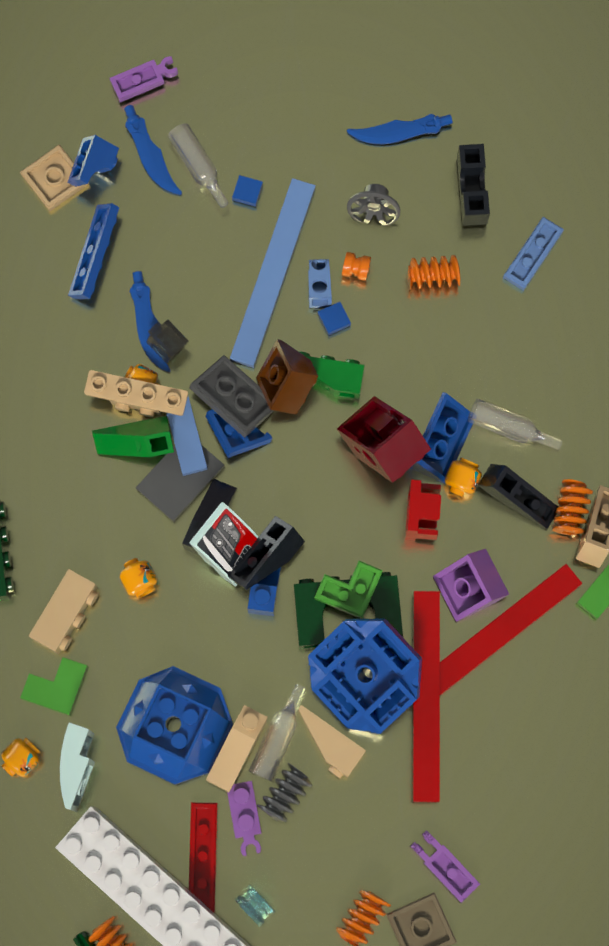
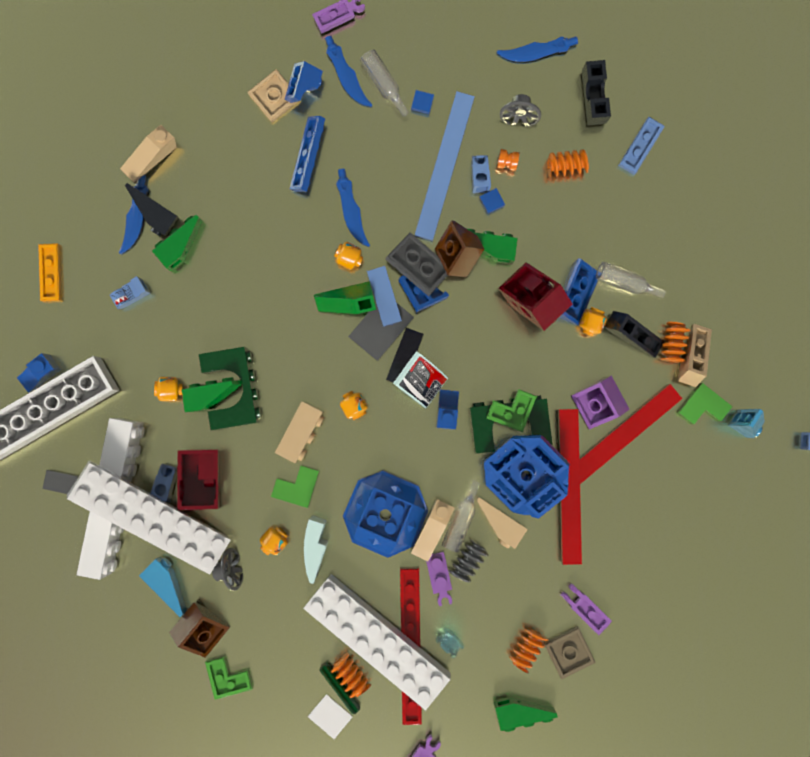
camera: 10 degrees left, 10 degrees up
(136, 394) = (345, 265): tan bracket -> none
(166, 340) = (366, 222): clear smoke brick -> none
(268, 553) = (450, 384): black slope -> none
(422, 510) = (564, 348): red panel -> none

